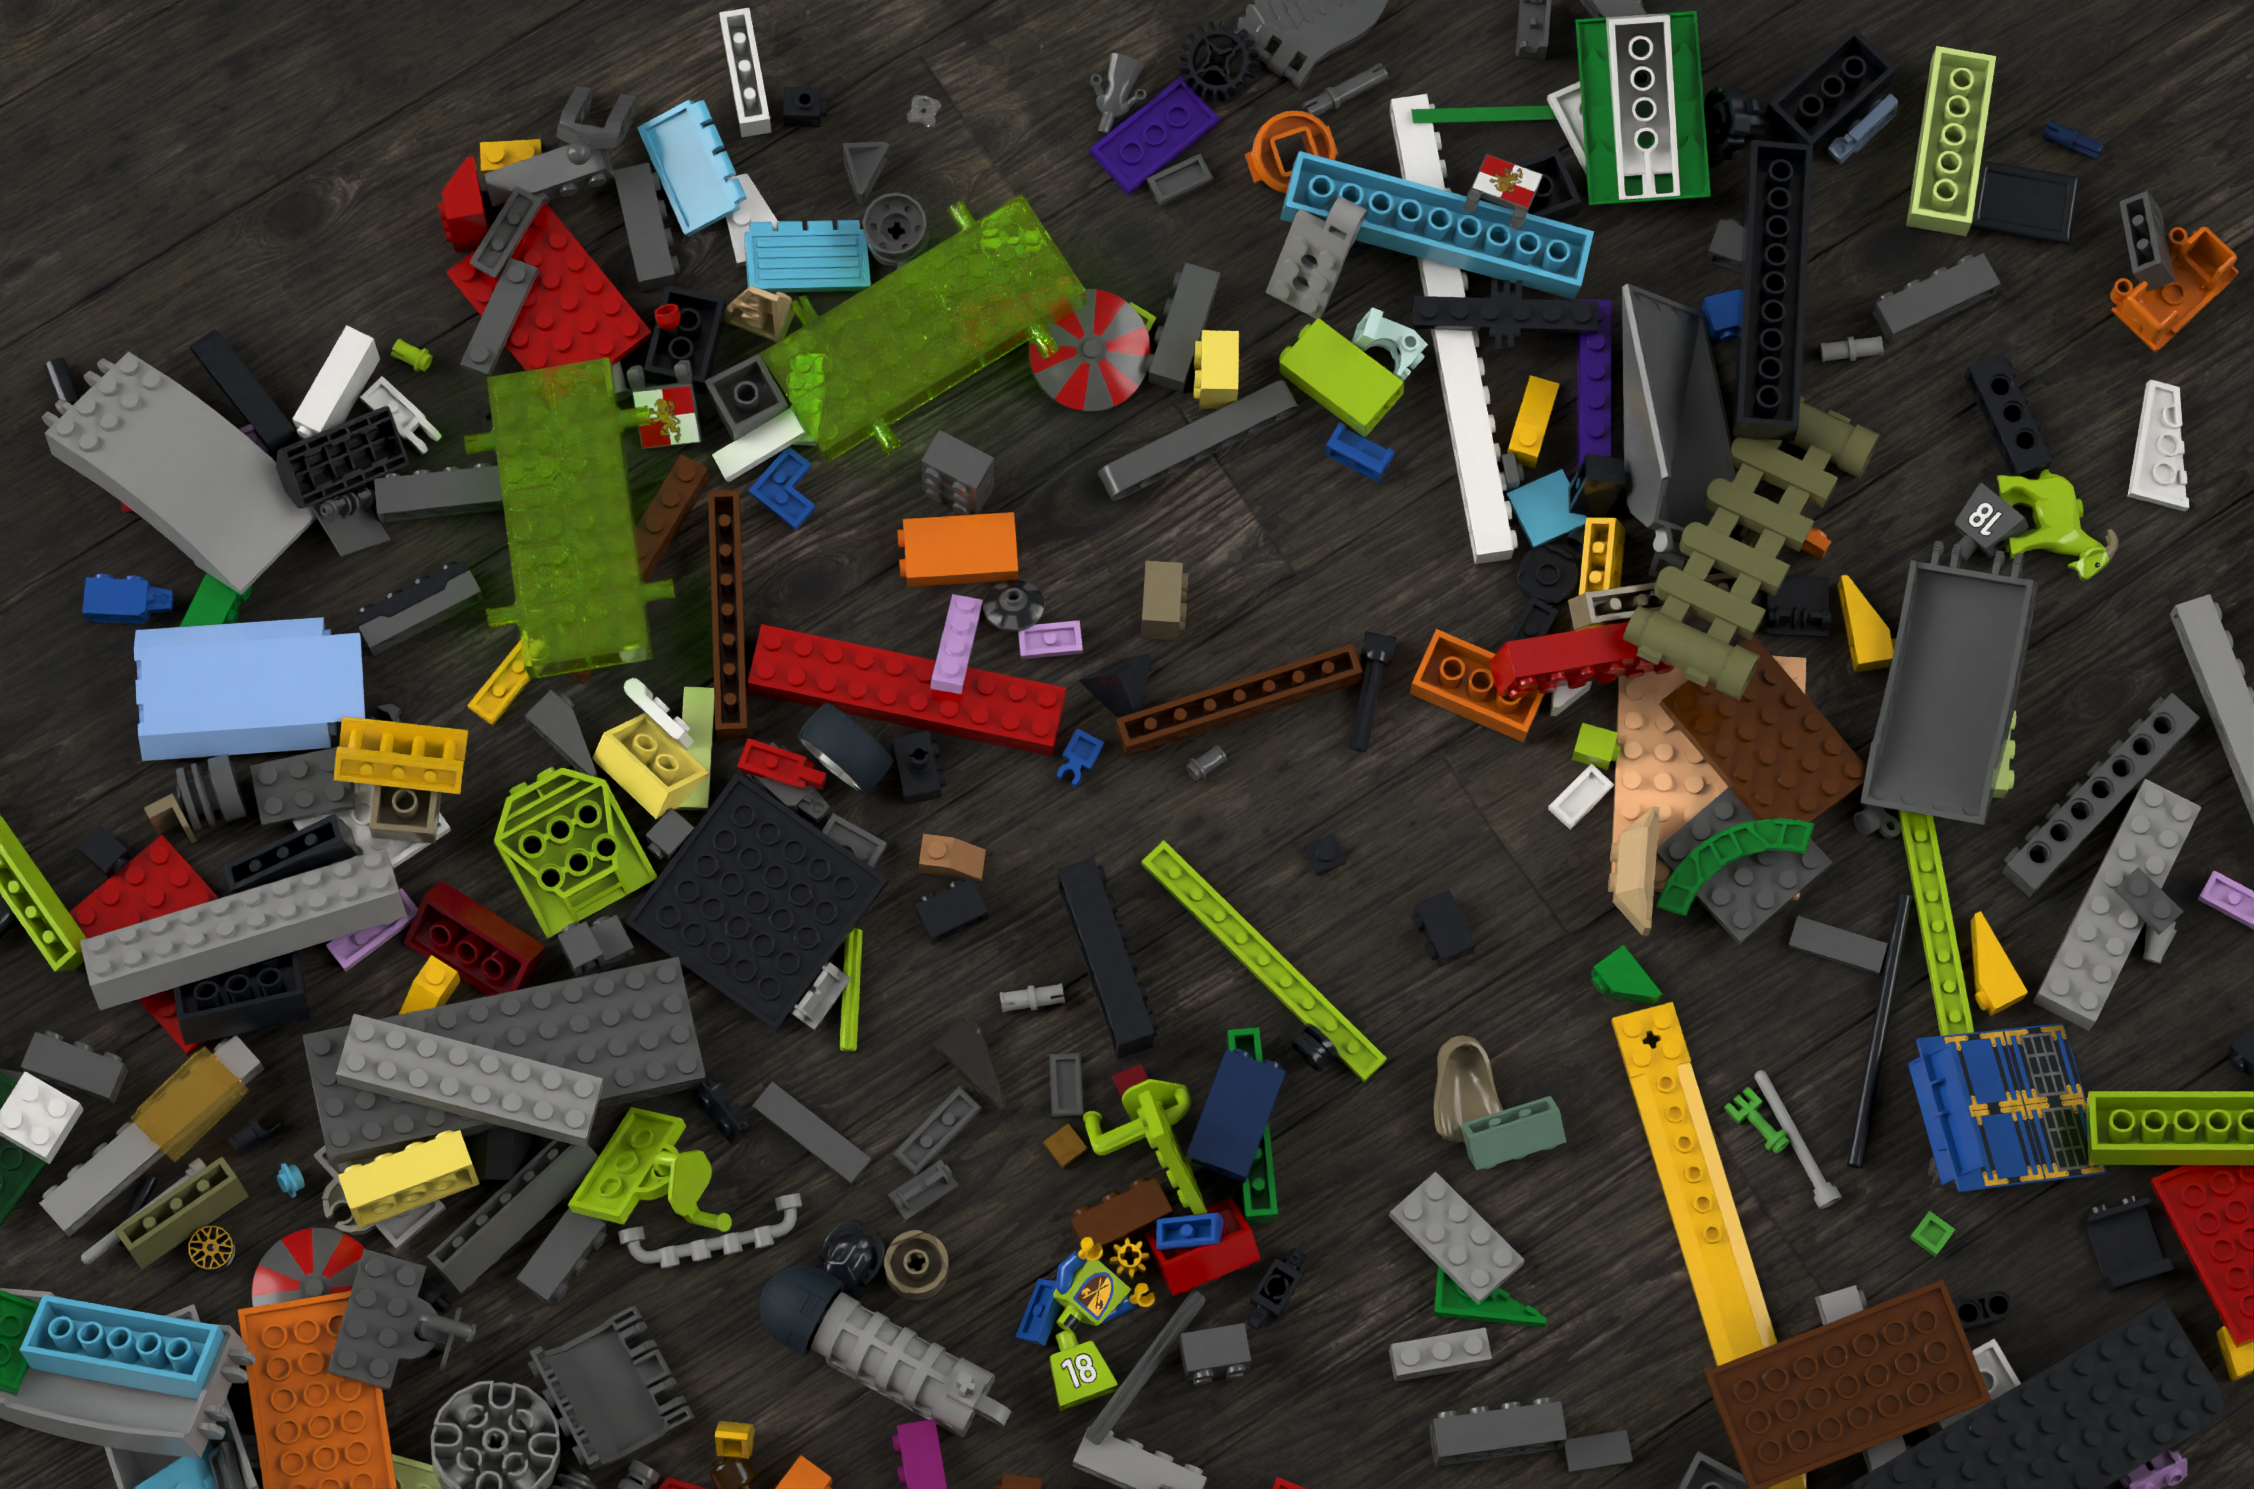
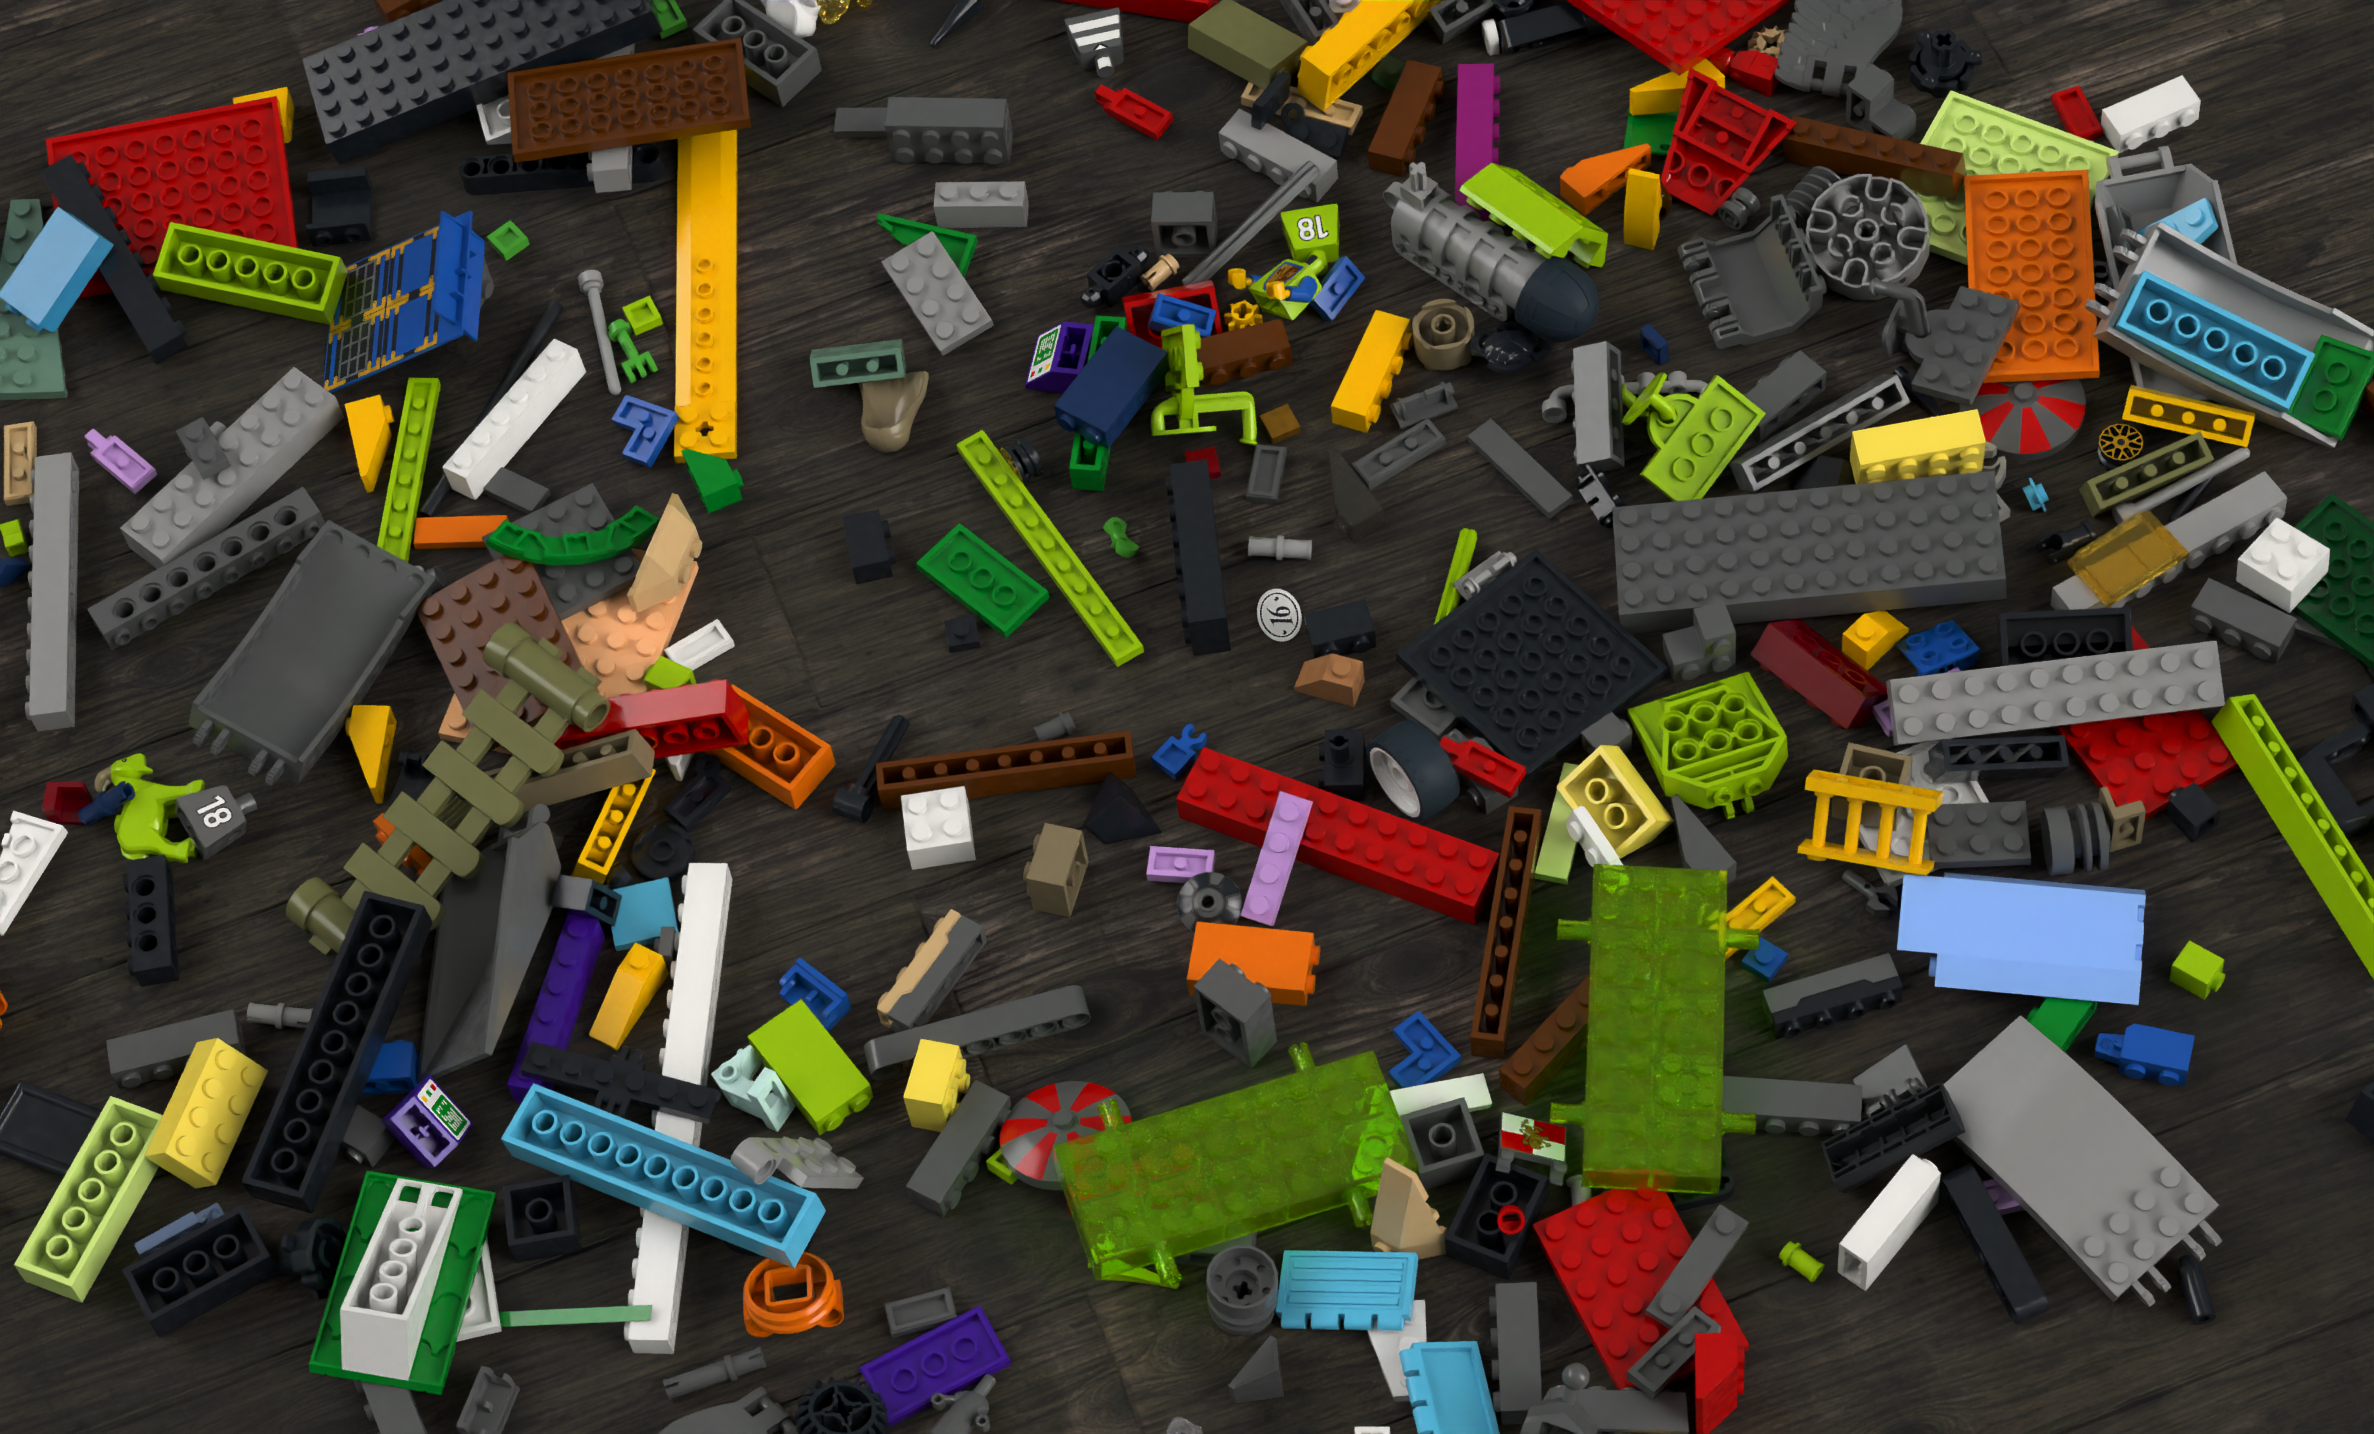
camera: 155 degrees left, 15 degrees down
(86, 689) = (2197, 970): none -> lime brick
(147, 1286) = (2188, 415): none -> yellow brick
(366, 987) = (1938, 648): none -> blue hinge
(405, 414) = (1823, 1199): white hinge -> none
(469, 1080) = (1844, 505): light grey brick -> none
(487, 641) = (1765, 961): none -> blue plate
(699, 1295) = (1654, 345): none -> dark blue tile
(740, 1193) = (1598, 407): none -> brick
(842, 1386) = (1536, 215): none -> lime slope
(983, 1216) = (1371, 371): none -> yellow brick
(1018, 931) = (1279, 615): none -> white sticker
(1201, 992) = (1123, 546): none -> bright green piece
(1231, 1306) = (1160, 271): none -> tan pin
(1255, 488) = (931, 973): none -> dark grey piece
(1288, 631) = (938, 827): none -> white brick
(1305, 1174) = (1059, 356): none -> dark purple slope
(1319, 912) = (982, 580): none -> green plate
(1505, 185) = (576, 1198): flag -> none
(1672, 256) = (428, 1123): none -> dark purple slope
(1707, 1033) = (650, 428): none -> blue plate
(1759, 1164) = (642, 315): none -> lime plate
(1848, 1010) = (514, 419): none -> white brick
(1862, 884) = (454, 531): none -> orange tile
(1878, 228) = (206, 1113): none -> light yellow brick
(2097, 519) = (106, 803): none -> dark blue pin
(2140, 524) = (64, 801): none -> dark red panel

